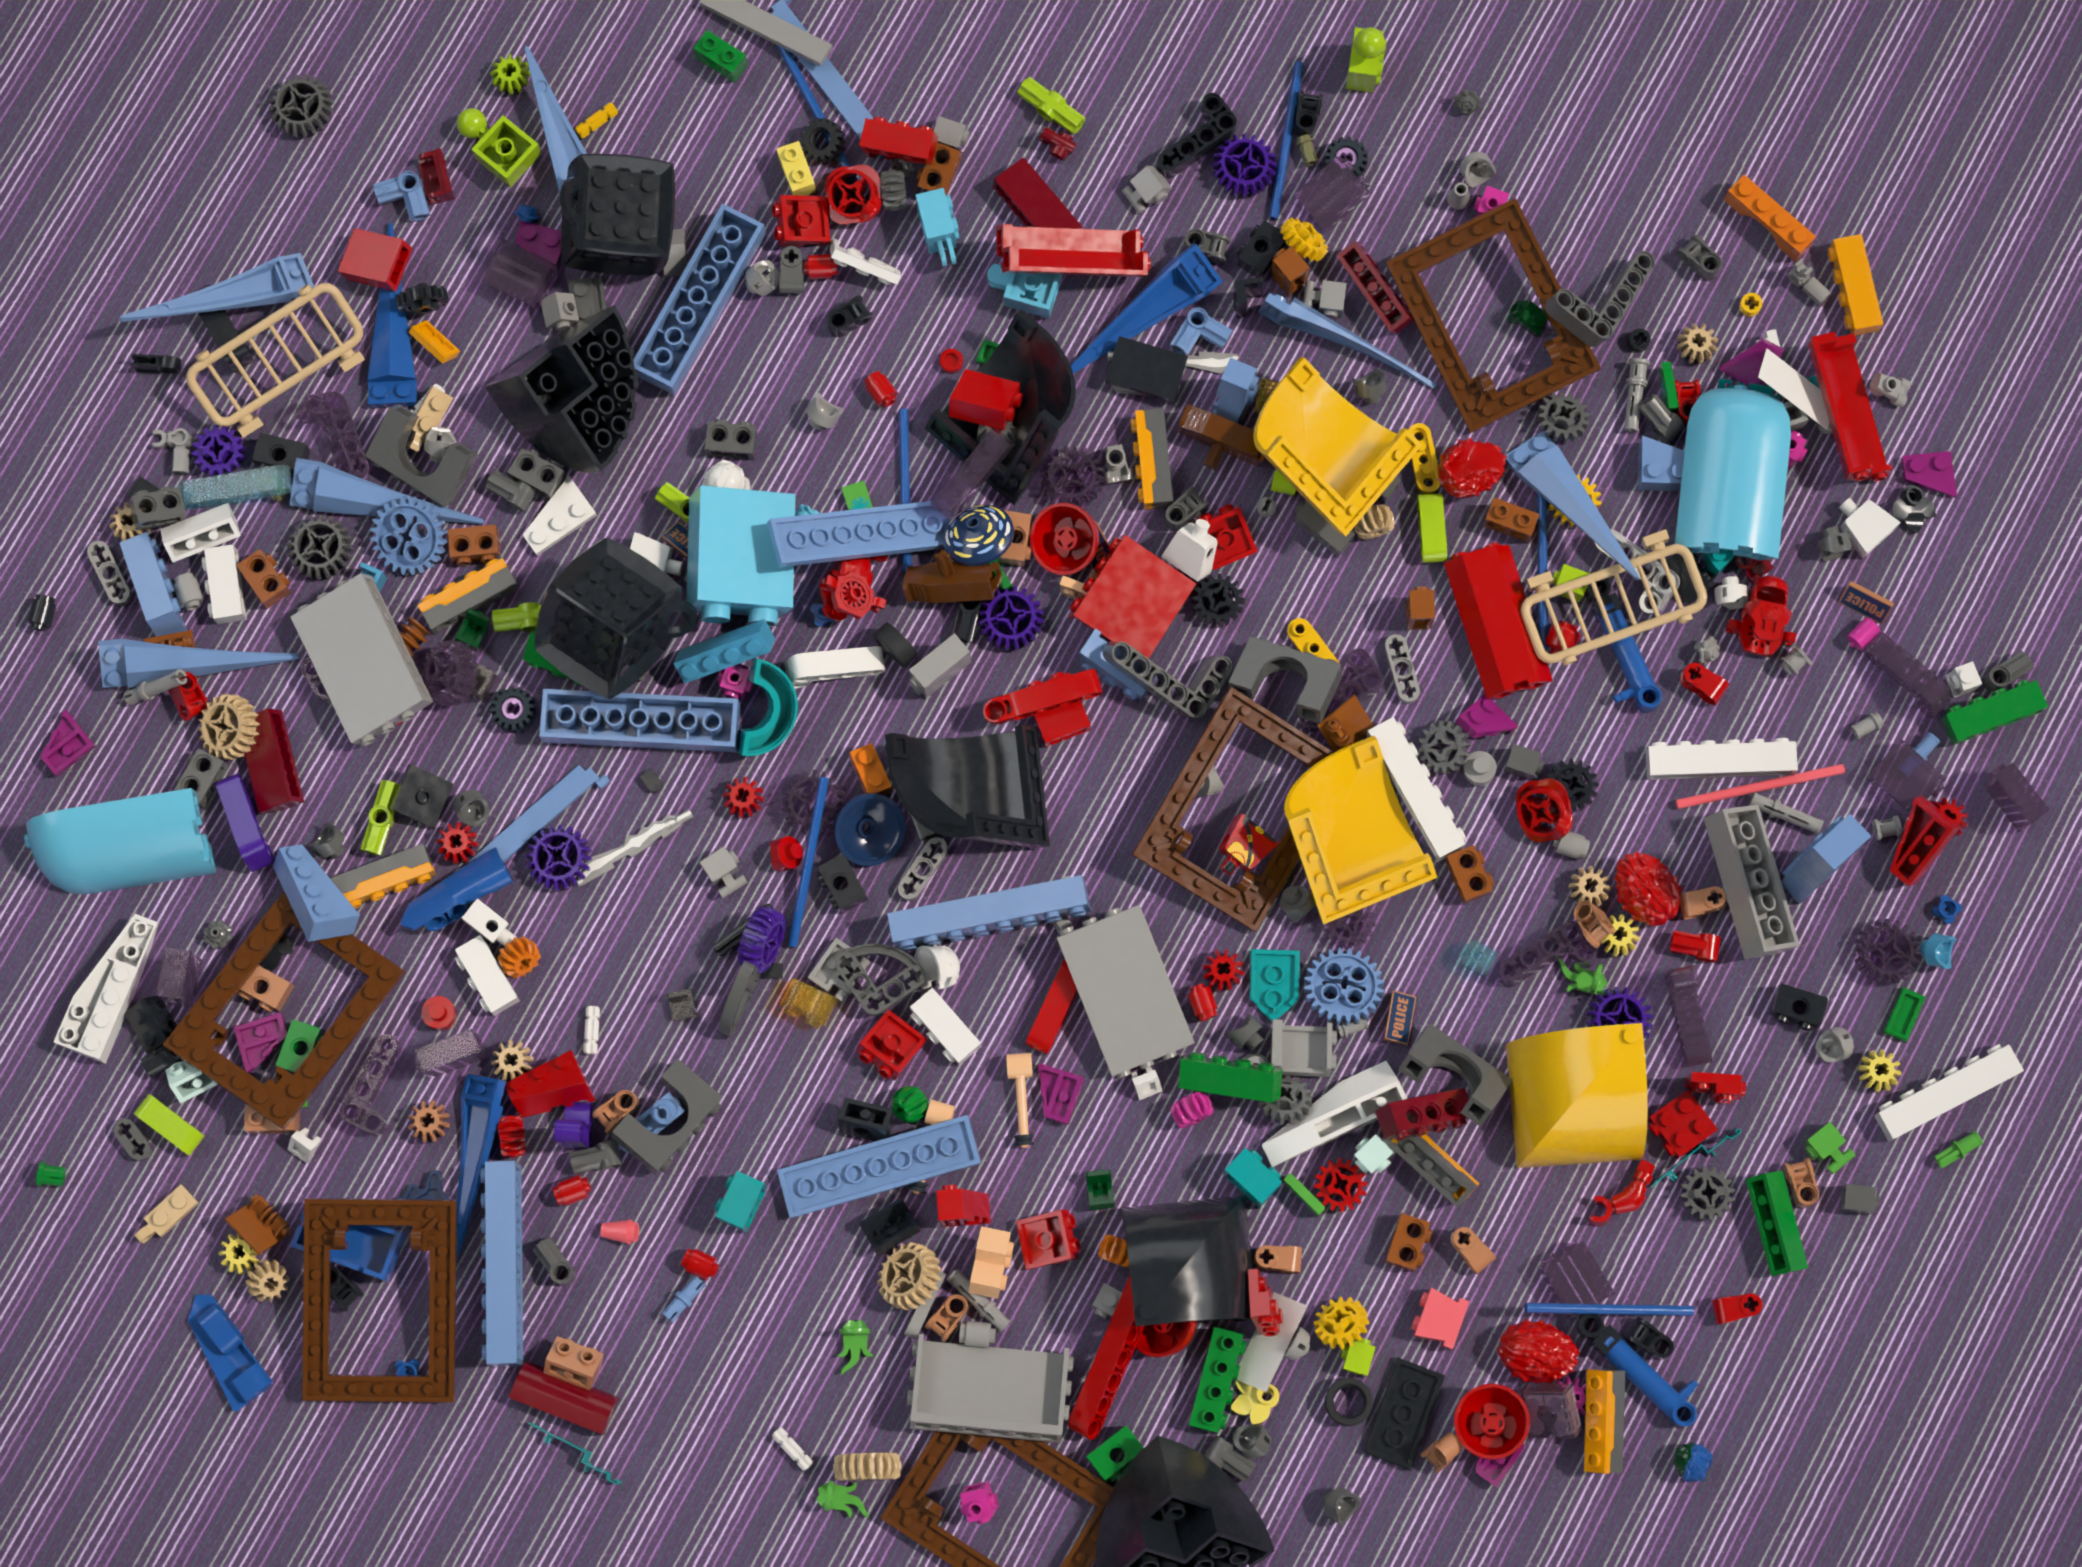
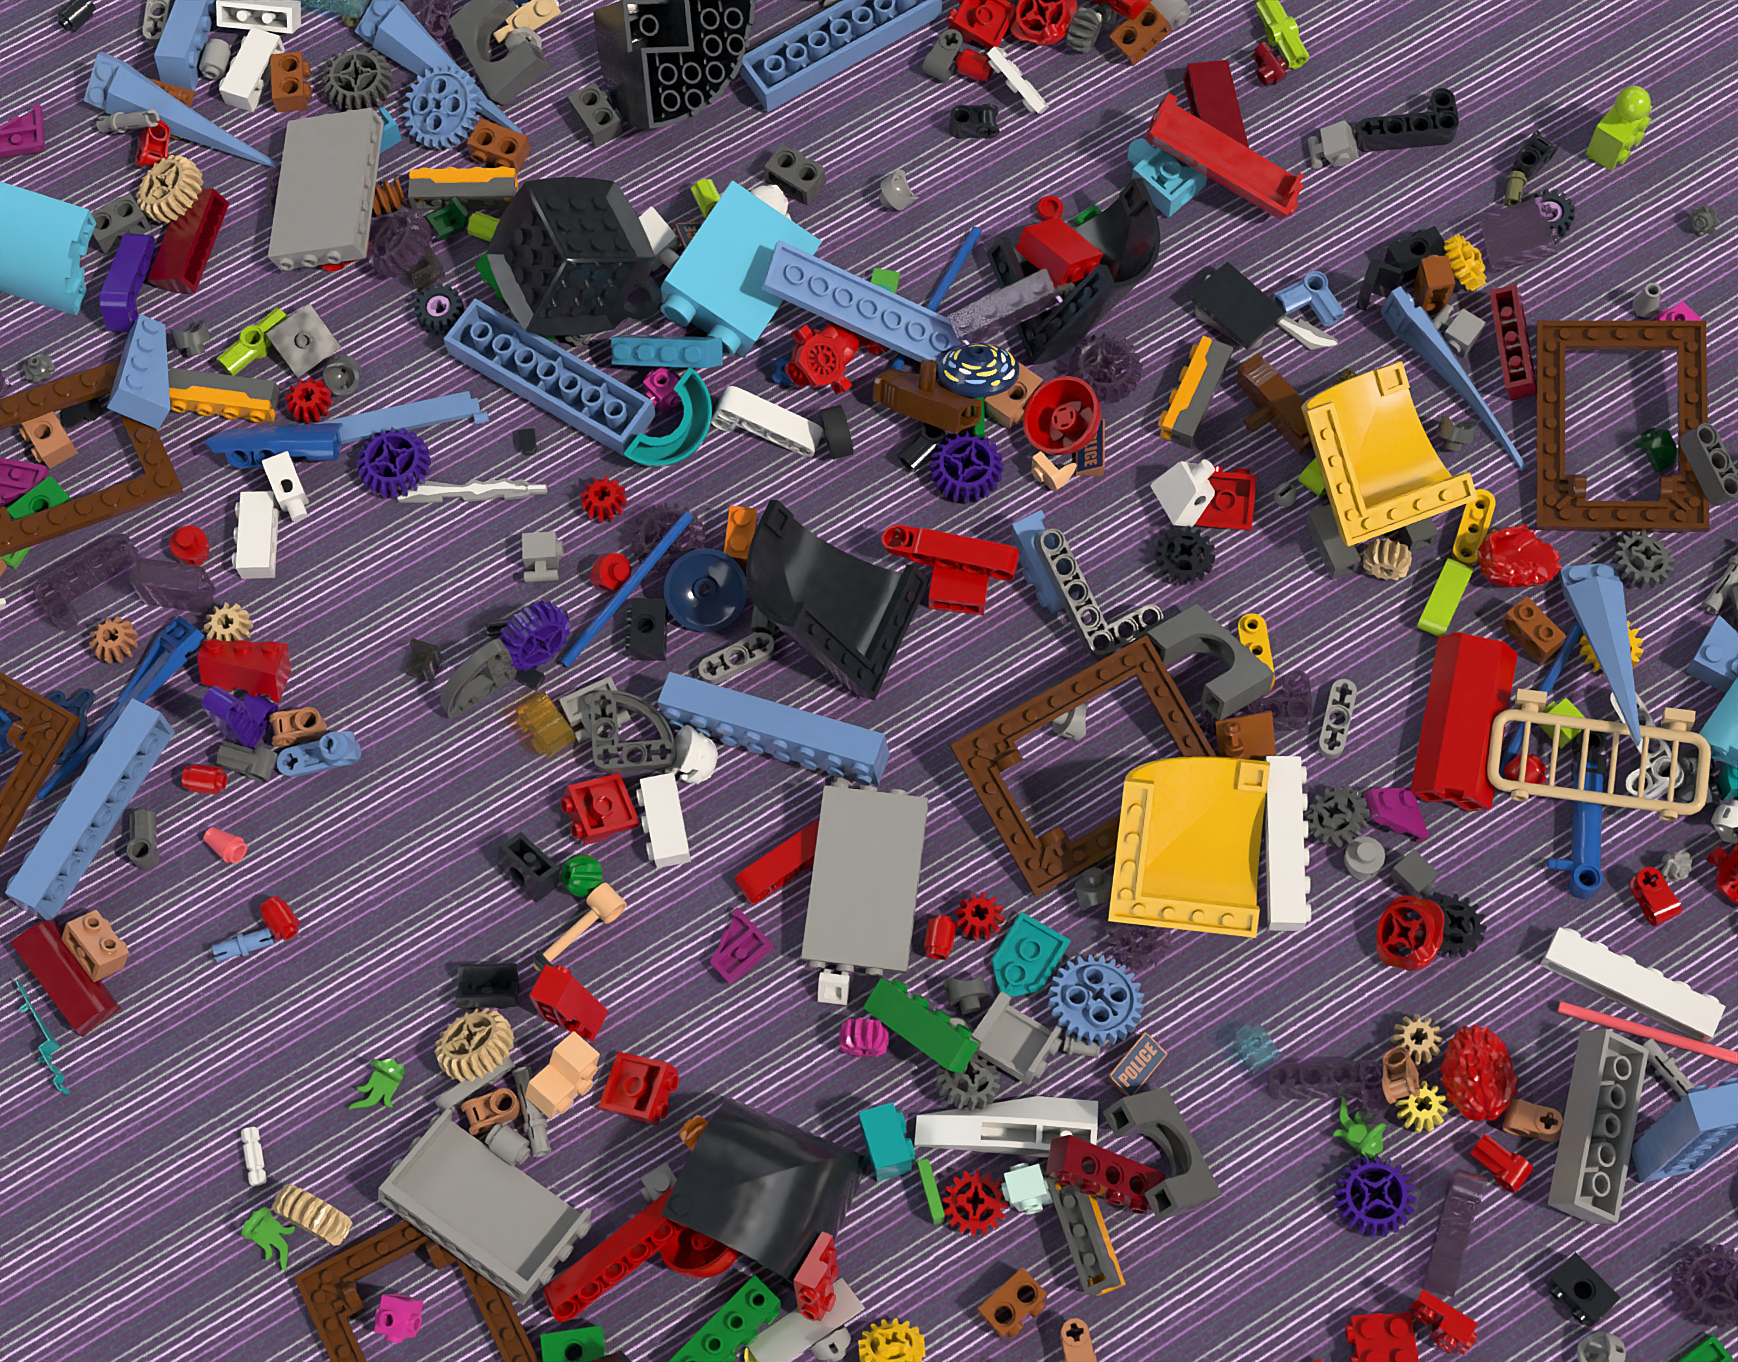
camera: 30 degrees right, 10 degrees down
(511, 1136) = (179, 694): red gear -> none
(516, 493) = (564, 121): dark grey piece -> none
(519, 957) = (296, 532): orange gear -> none
(559, 517) = (599, 160): white wing -> none
(591, 1030) = (322, 639): white axle -> none
(656, 1150) = (308, 783): dark grey arch -> none
(741, 1201) = (356, 877): teal brick -> none
(758, 281) = (907, 49): light grey piece -> none
(879, 1166) = (514, 920): medium blue plate -> none
(880, 389) = (965, 199): red brick -> none
(937, 225) = (1109, 76): medium azure brick -> none
(939, 666) = (867, 473): light grey brick -> none
(1018, 1068) = (713, 900): light nougat piece -> none
(1100, 1189) = (722, 1067): dark green bracket -> none
(1116, 471) = (1155, 386): light grey plate -> none
(1132, 596) = (1099, 504): panel -> none
(1172, 289) = (1310, 246): blue plate -> none
(1188, 507) = (1200, 449): dark grey piece -> none
(1209, 243) = (1366, 225): dark grey piece -> none
(1236, 390) = (1316, 361): medium blue wedge -> none
(1244, 845) = (1071, 798): torso -> none
(1253, 168) = (1445, 182): dark purple gear -> none
(1283, 1259) = (870, 1248): nougat piece -> none
(1286, 141) = (1495, 175): blue piece -> none
(1420, 608) = (1388, 666): dark orange brick -> none
(1462, 876) = (1286, 957): dark orange brick -> none
(1477, 168) = (1680, 284): light grey piece -> none
(1572, 845) = (1420, 986): light grey brick -> none
(1579, 1096) = (1285, 1248): yellow panel -> none

